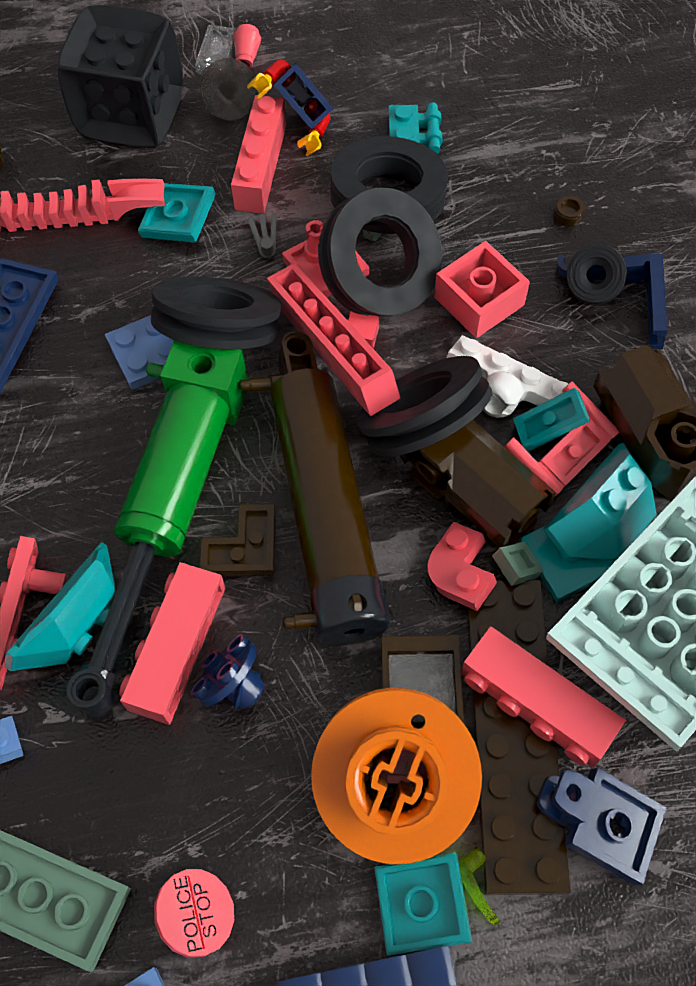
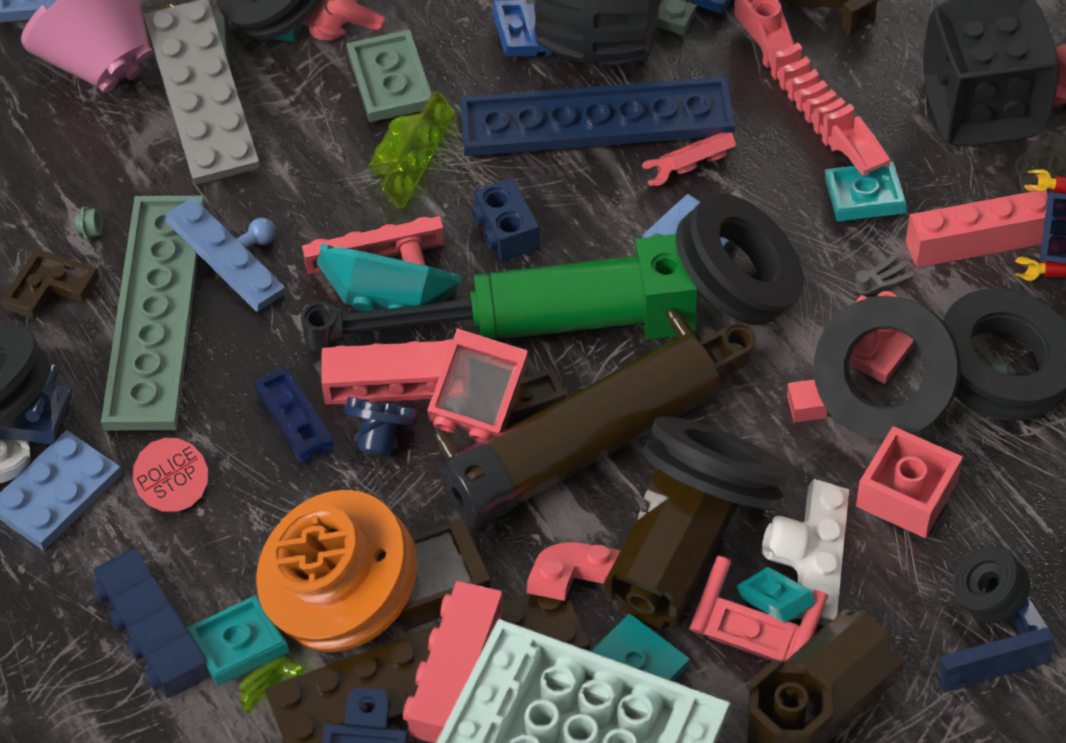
camera: 70 degrees right, 10 degrees down
(50, 476) = (506, 220): none -> dark blue brick
(65, 316) = (686, 157): none -> coral plate
(171, 758) = (293, 413): none -> clear blue plate
(246, 569) = (477, 386): none -> window
(335, 340) = (756, 362): coral brick -> none
(517, 563) = (597, 616): sand green plate -> none
(605, 511) = (691, 664): teal wedge -> none

